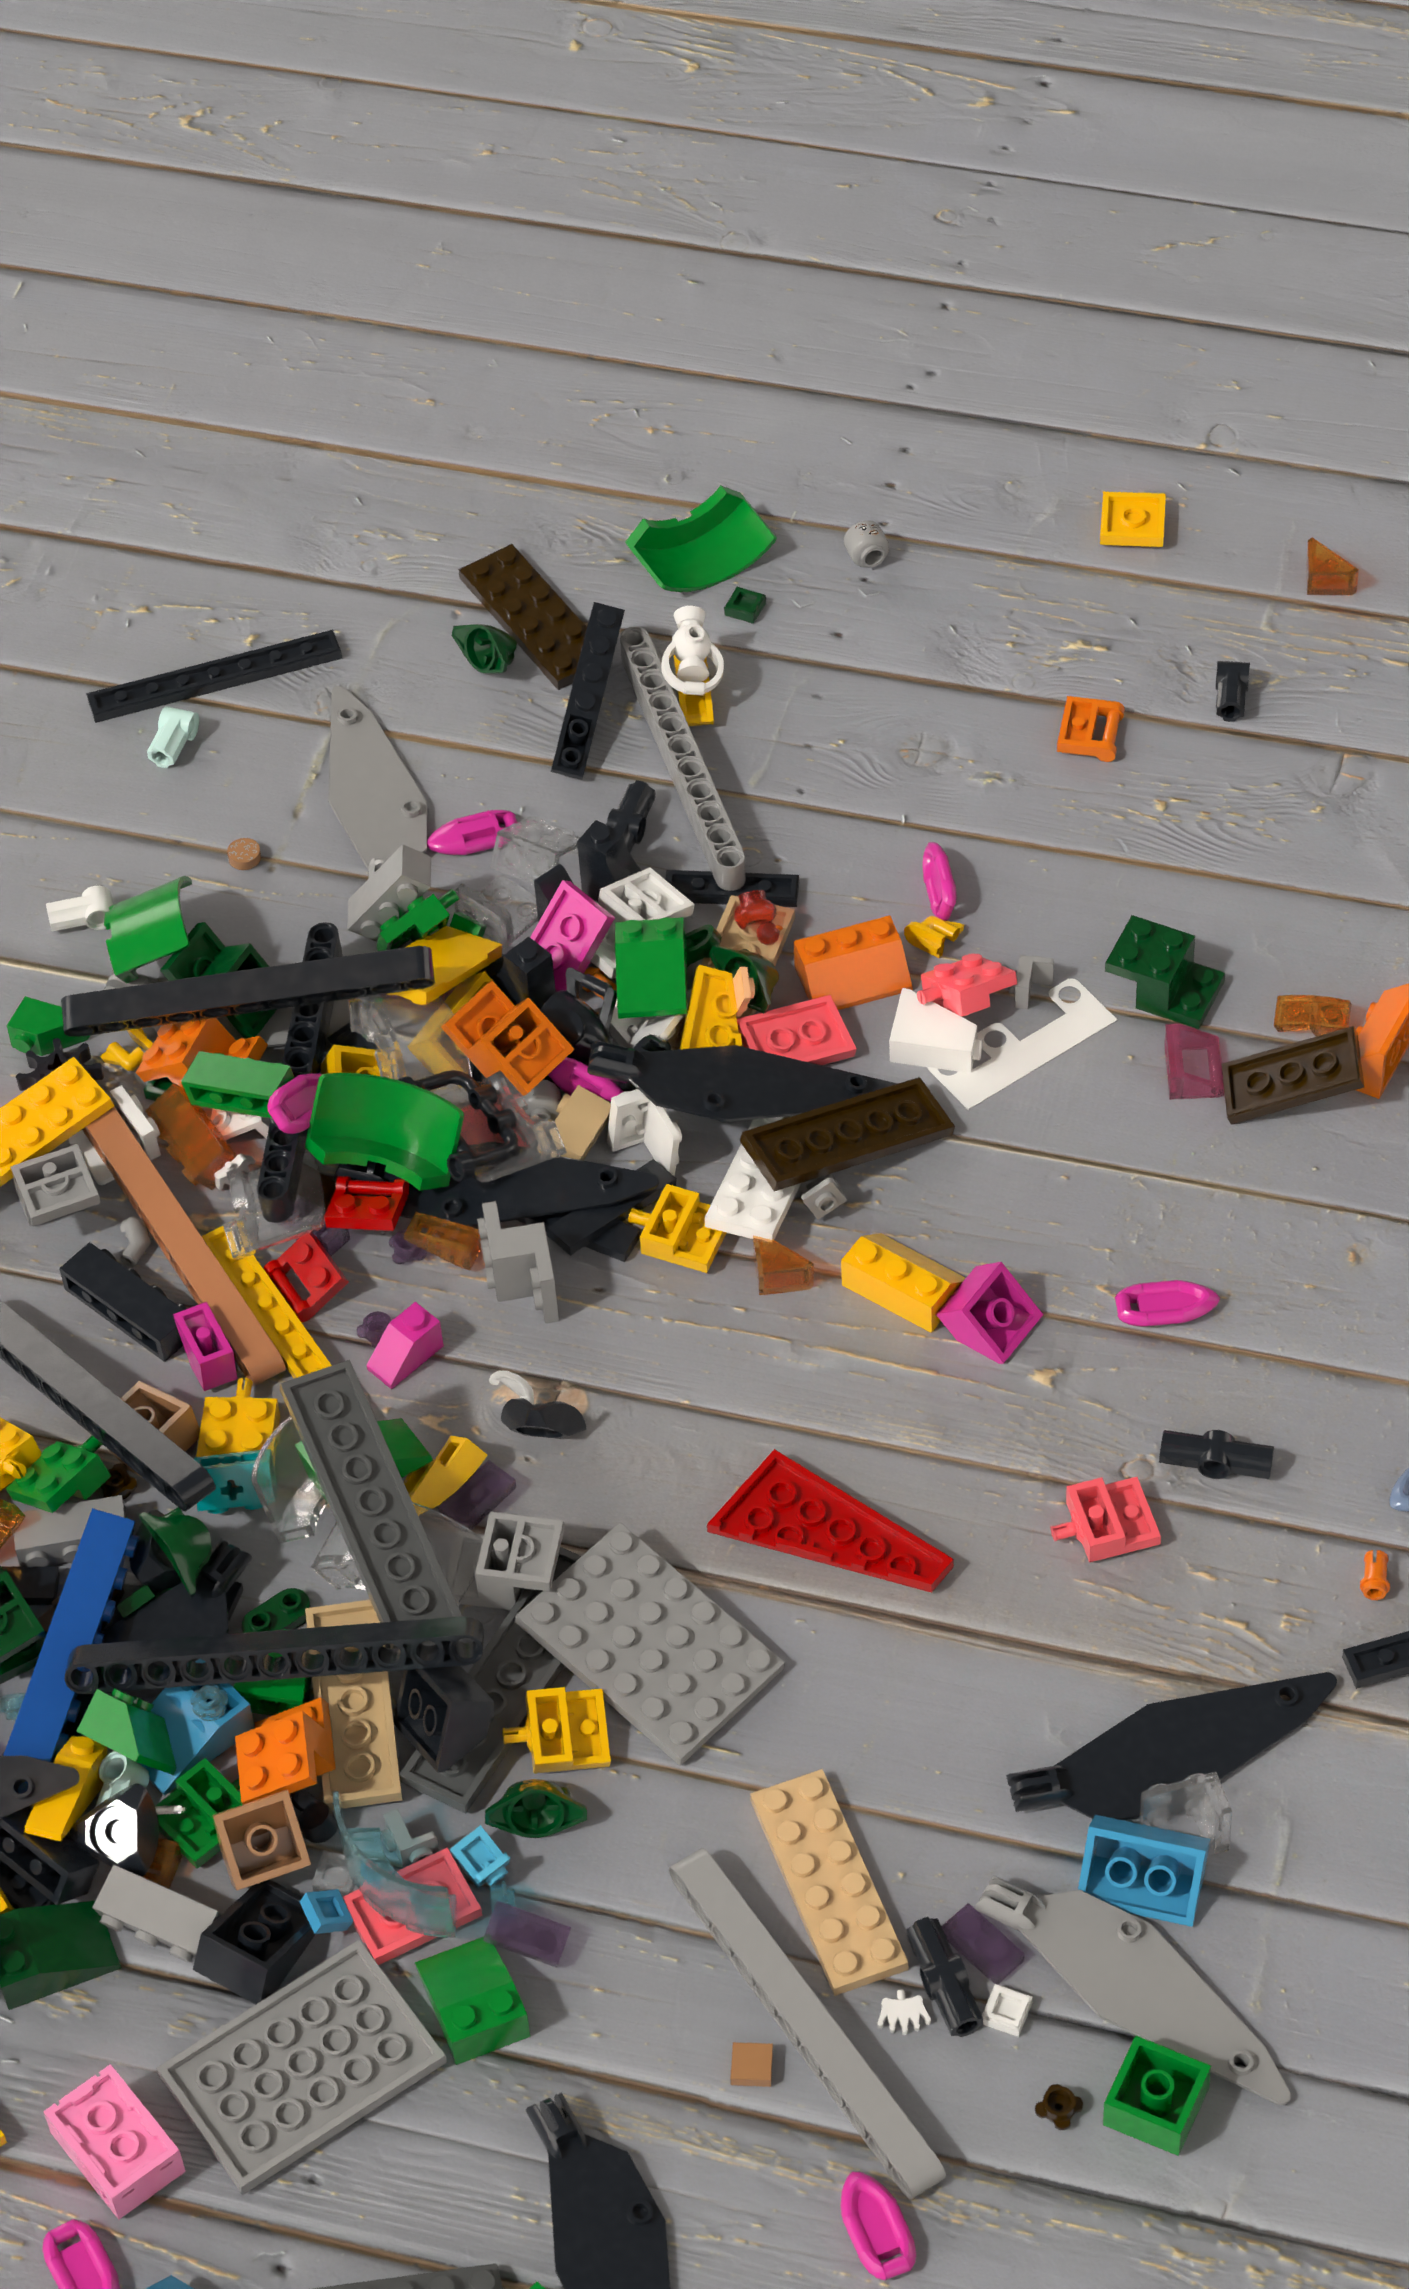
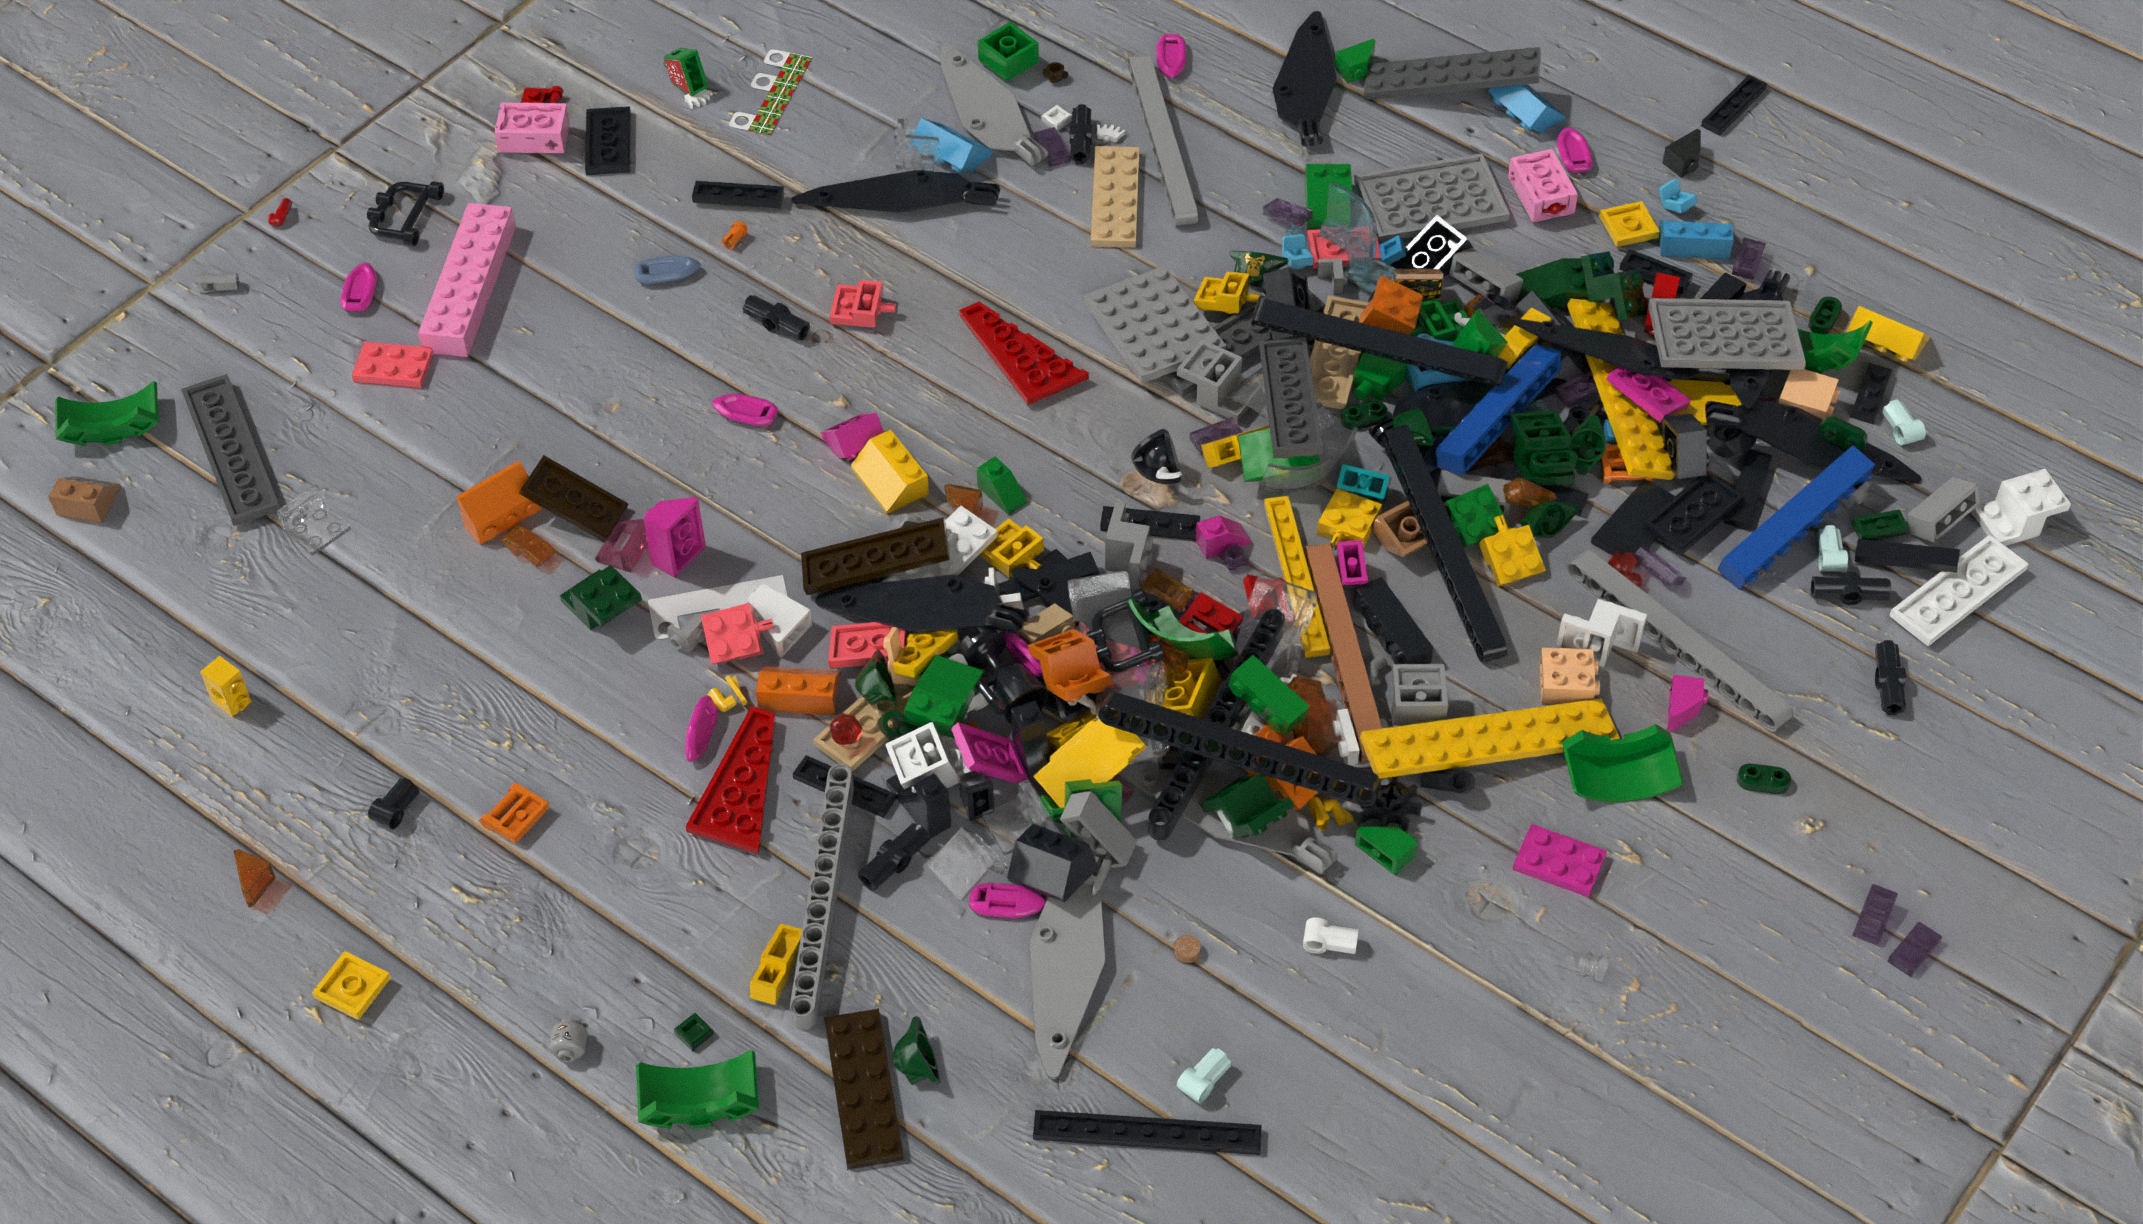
camera: 160 degrees left, 0 degrees up
(146, 928) = (1285, 867): green panel -> none
(293, 1103) = (1230, 661): dark pink piece -> none
(449, 861) = (1050, 863): none -> black slope
(515, 1342) = (1161, 523): none -> black plate
(587, 691) = (860, 979): black slope -> none
(691, 646) = (771, 955): white piece -> none
(745, 1311) = (1000, 485): none -> green slope
(751, 2064) = (1197, 134): medium nougat tile -> none
(850, 831) = (736, 795): none -> red wing
(1121, 1050) = (674, 534): none -> dark pink slope

